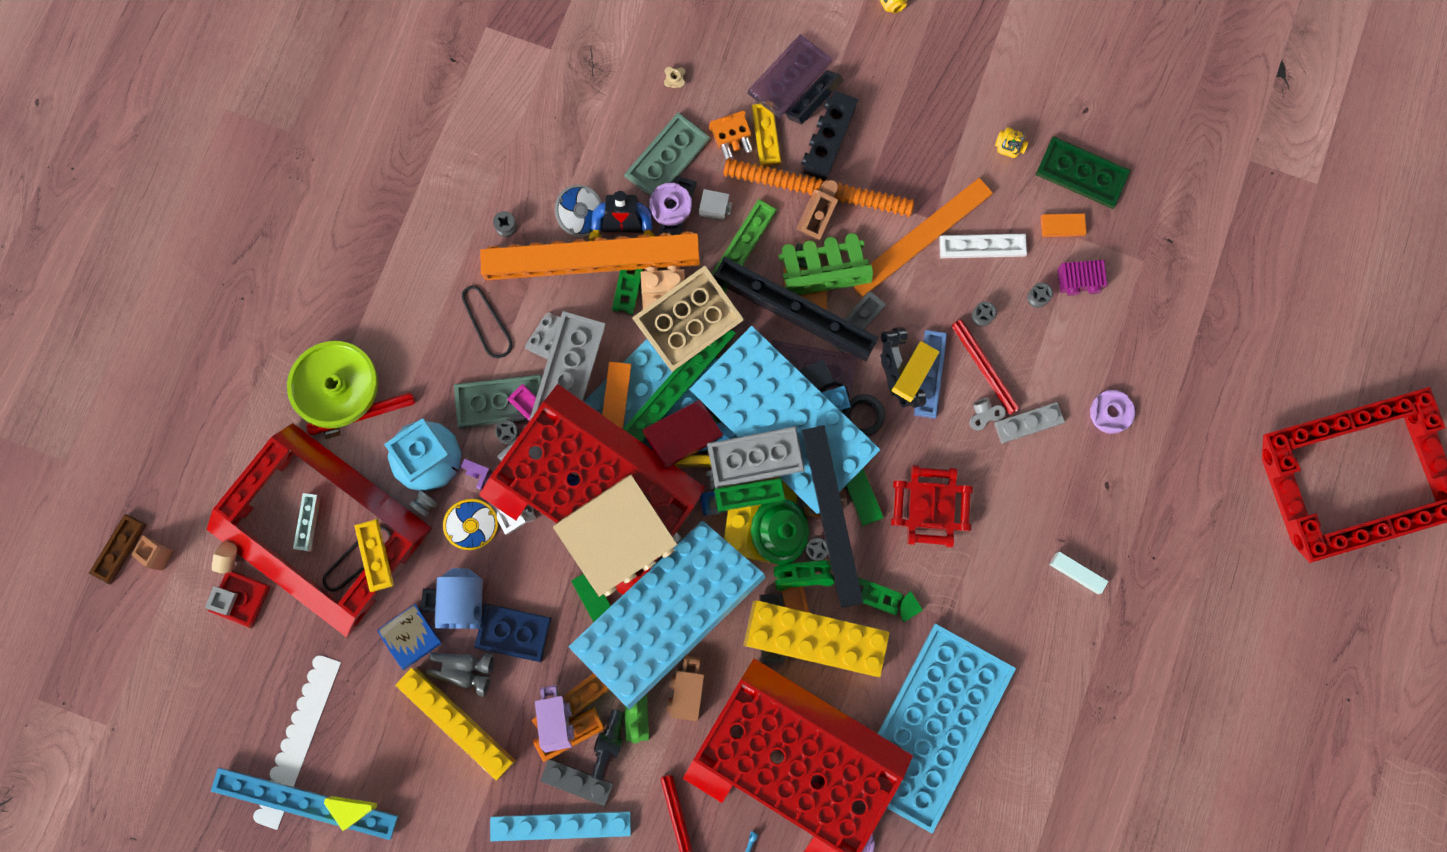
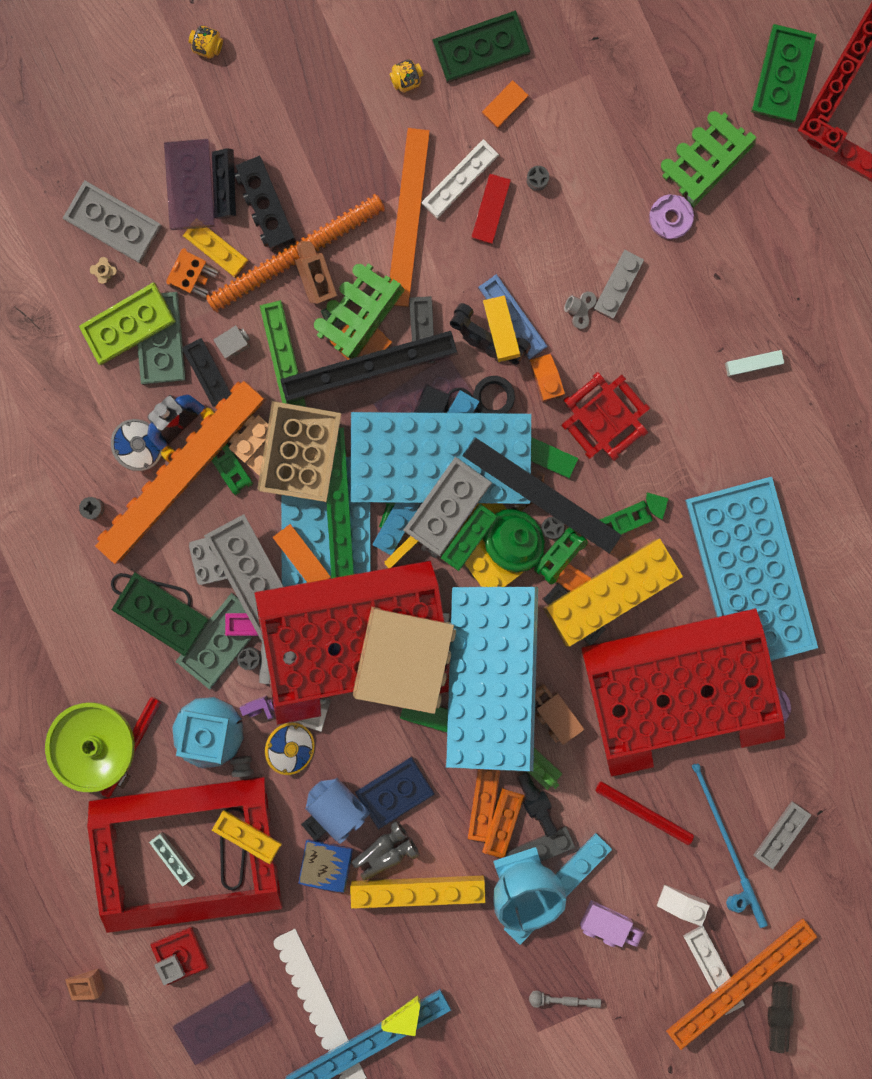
camera: 40 degrees left, 10 degrees up
(117, 549) = (58, 1005): reddish brown tile -> none
(217, 680) = (222, 1022): none -> clear purple tile
(224, 558) = (141, 939): tan brick -> none
(477, 341) = (160, 614): none -> dark green tile
(538, 802) = (529, 889): none -> medium azure plate
(553, 720) = (484, 825): lavender brick -> none
(655, 126) = (127, 323): none -> lime tile
(673, 216) = (212, 378): lavender tile -> none
(682, 433) = (378, 539): dark red tile -> none
(709, 504) = (444, 569): blue plate -> none
(713, 53) = (112, 222): none -> light grey tile
(914, 440) = (547, 378): none -> orange slope
(985, 285) = (490, 209): none -> red tile
(985, 366) = (547, 272): red axle -> none
(987, 310) = (511, 229): dark grey wheel -> none
(1082, 276) = (556, 133): magenta brick -> none
(1169, 409) = (703, 168): none -> bright green fence
(1288, 387) = (783, 73): none -> green plate

